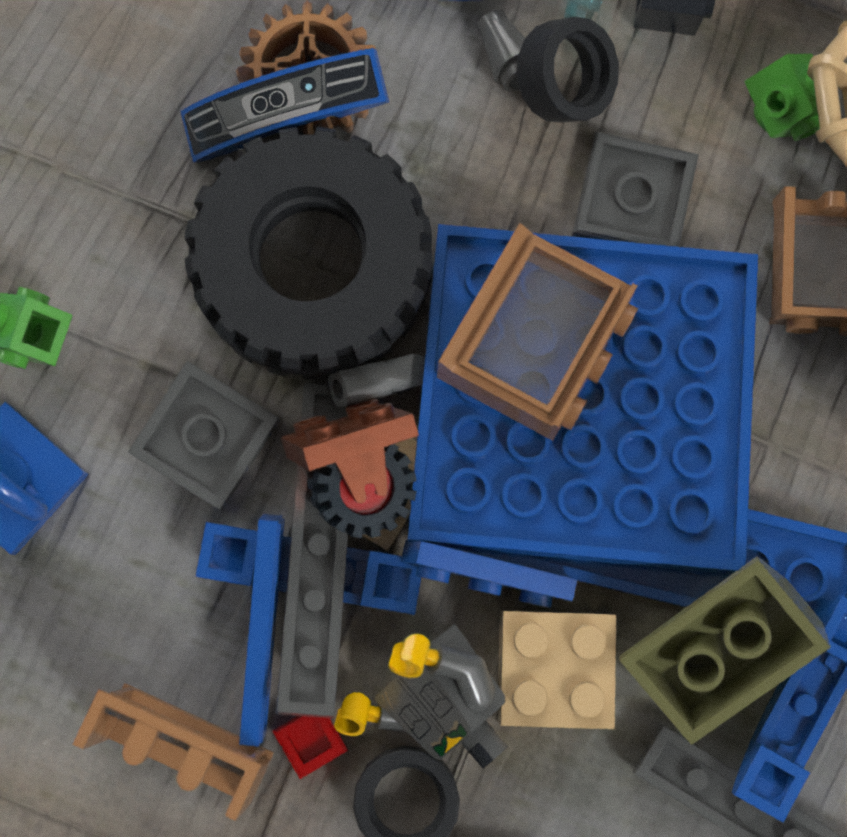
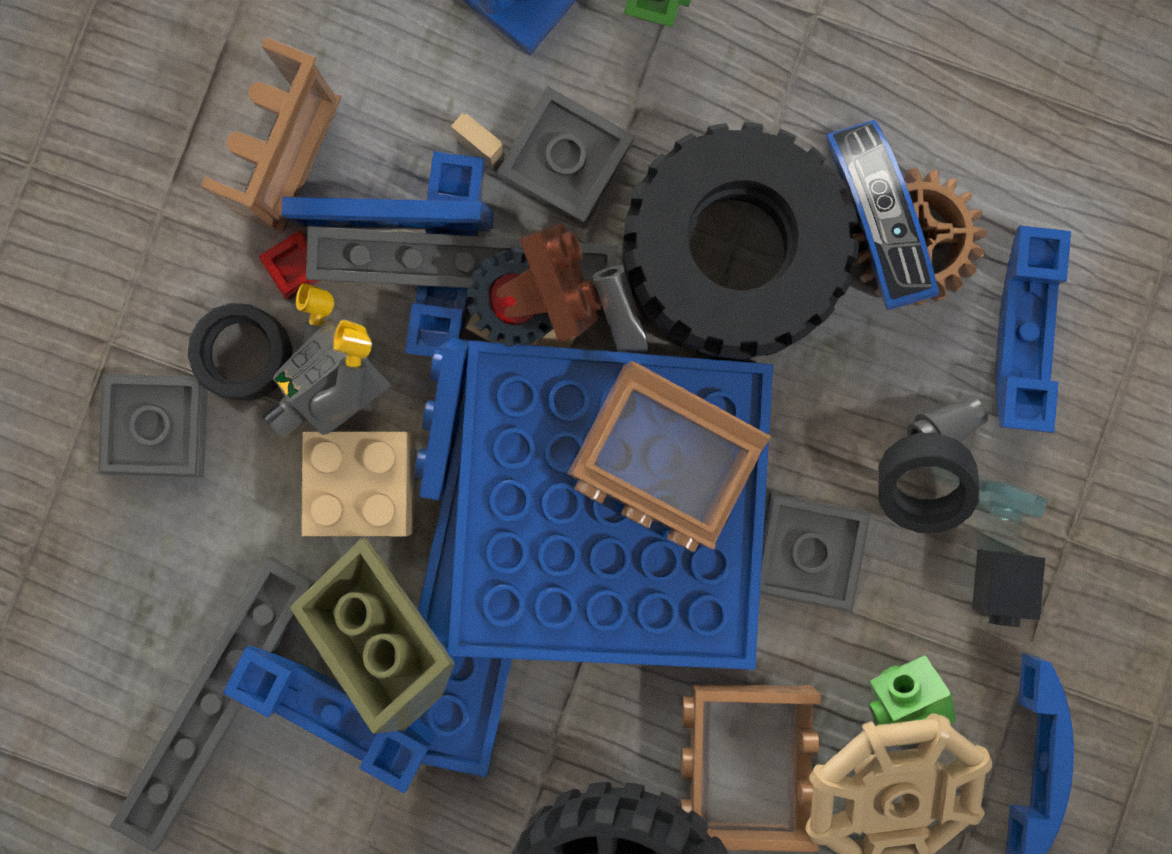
camera: 90 degrees right, 5 degrees up
(183, 529) = (478, 140): none -> tan tile

